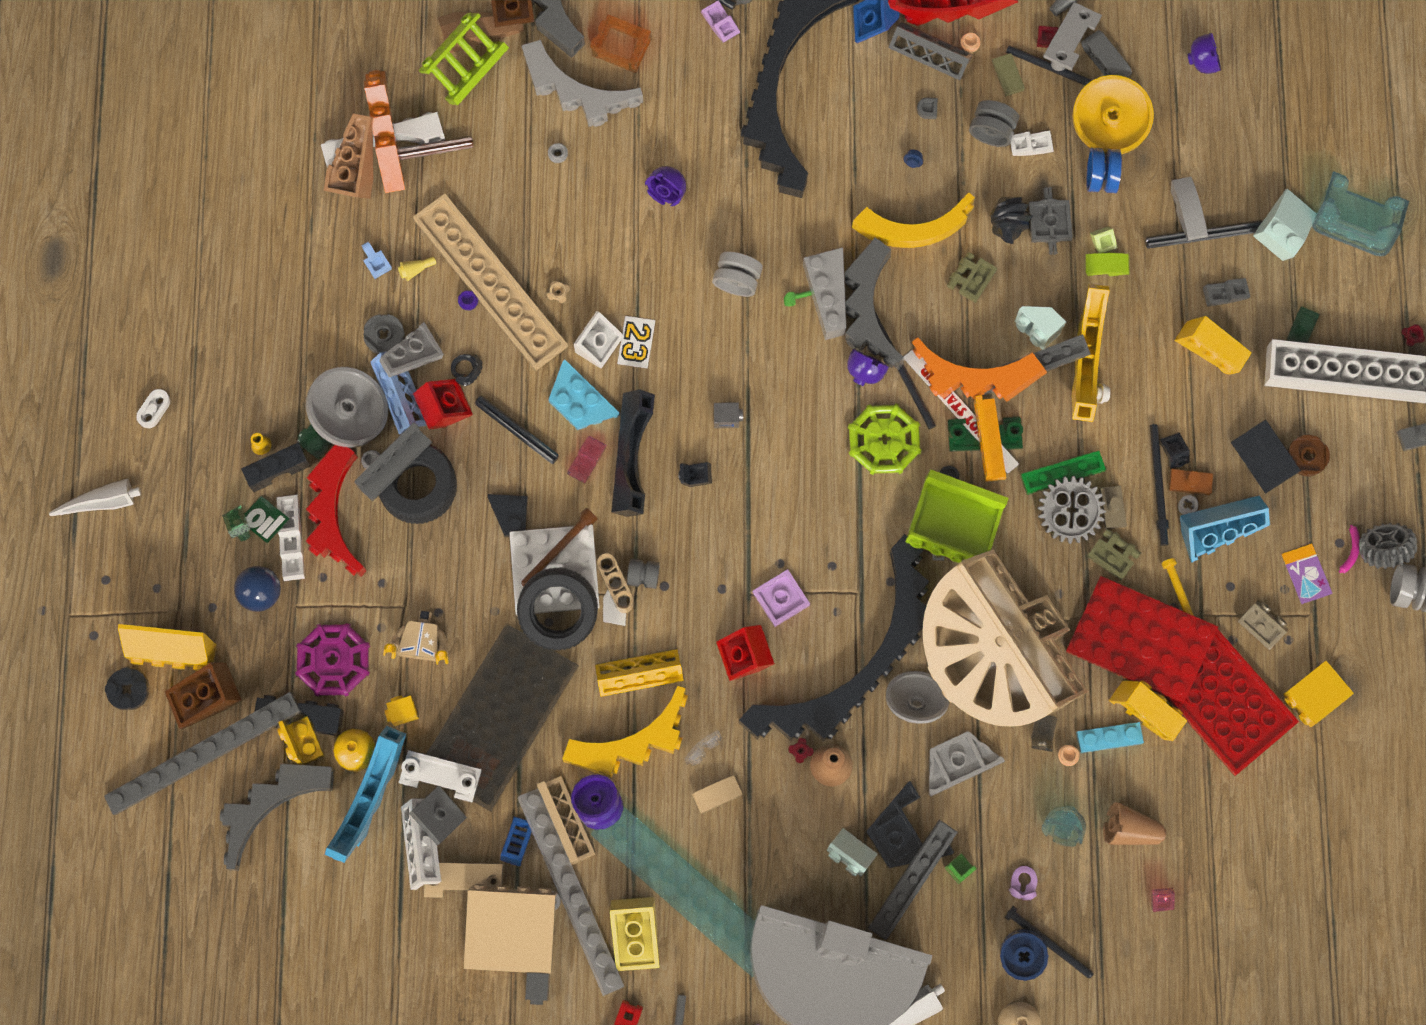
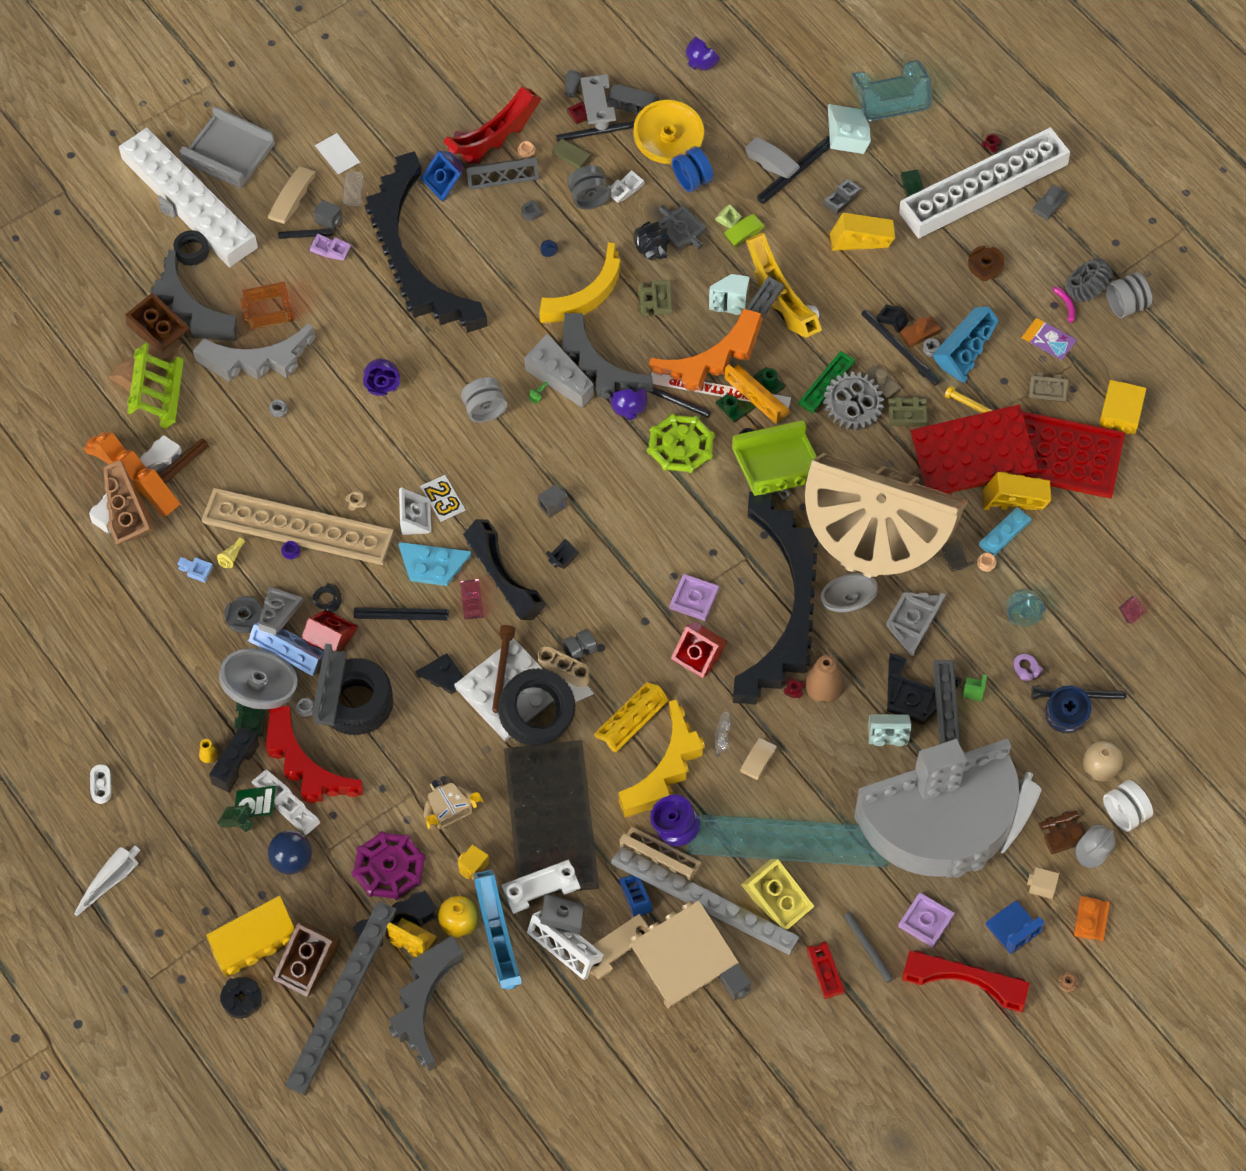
camera: 35 degrees left, 15 degrees down
(1131, 827) = (1069, 576): medium nougat cone -> none
(1265, 456) = (958, 280): black tile -> none

